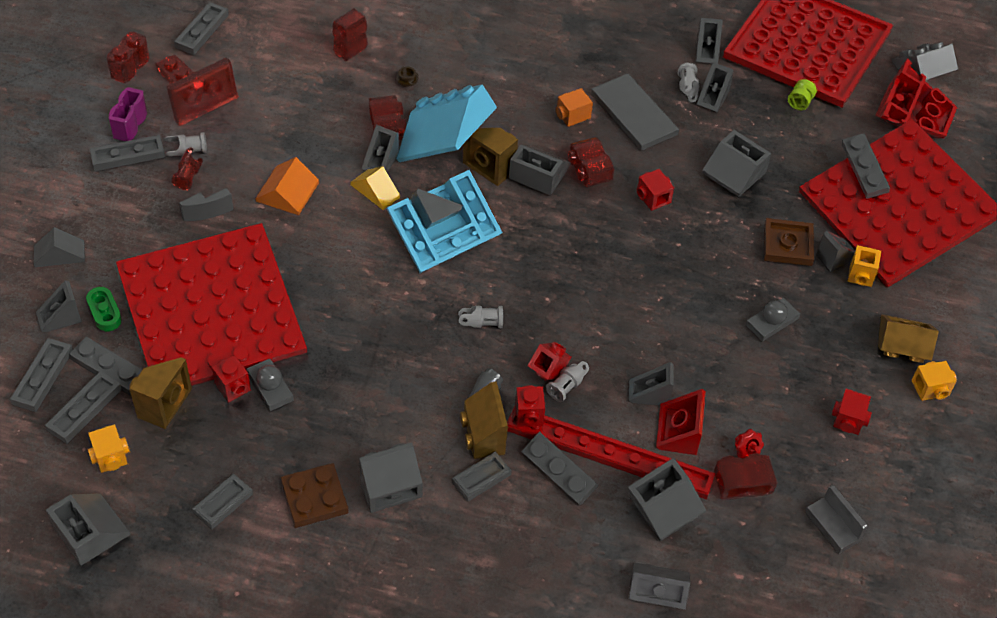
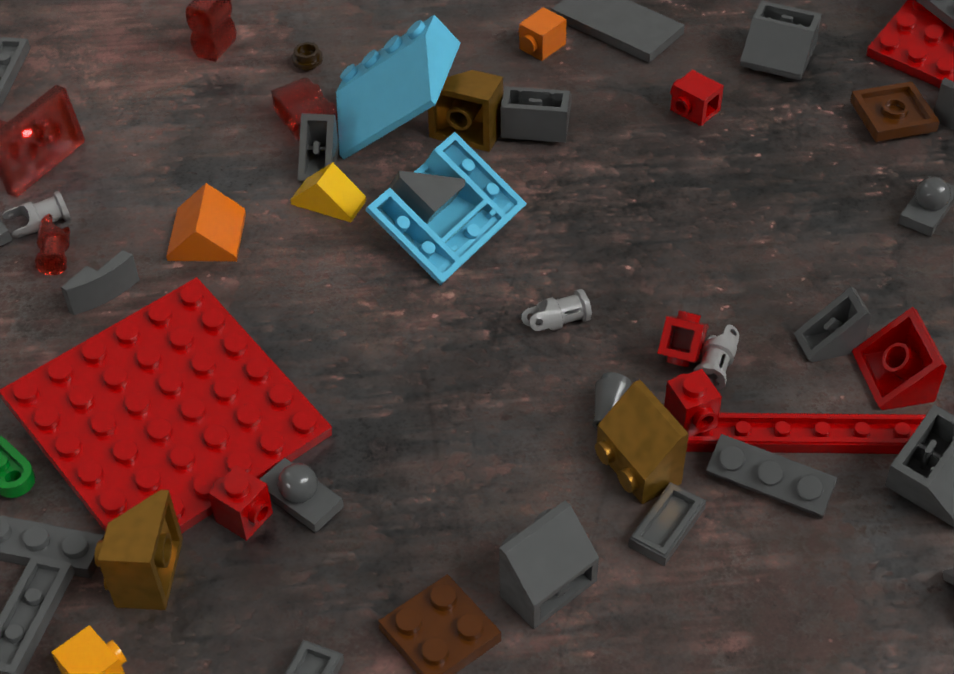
camera: 15 degrees left, 5 degrees down
(591, 162) = (599, 88): clear red brick -> none

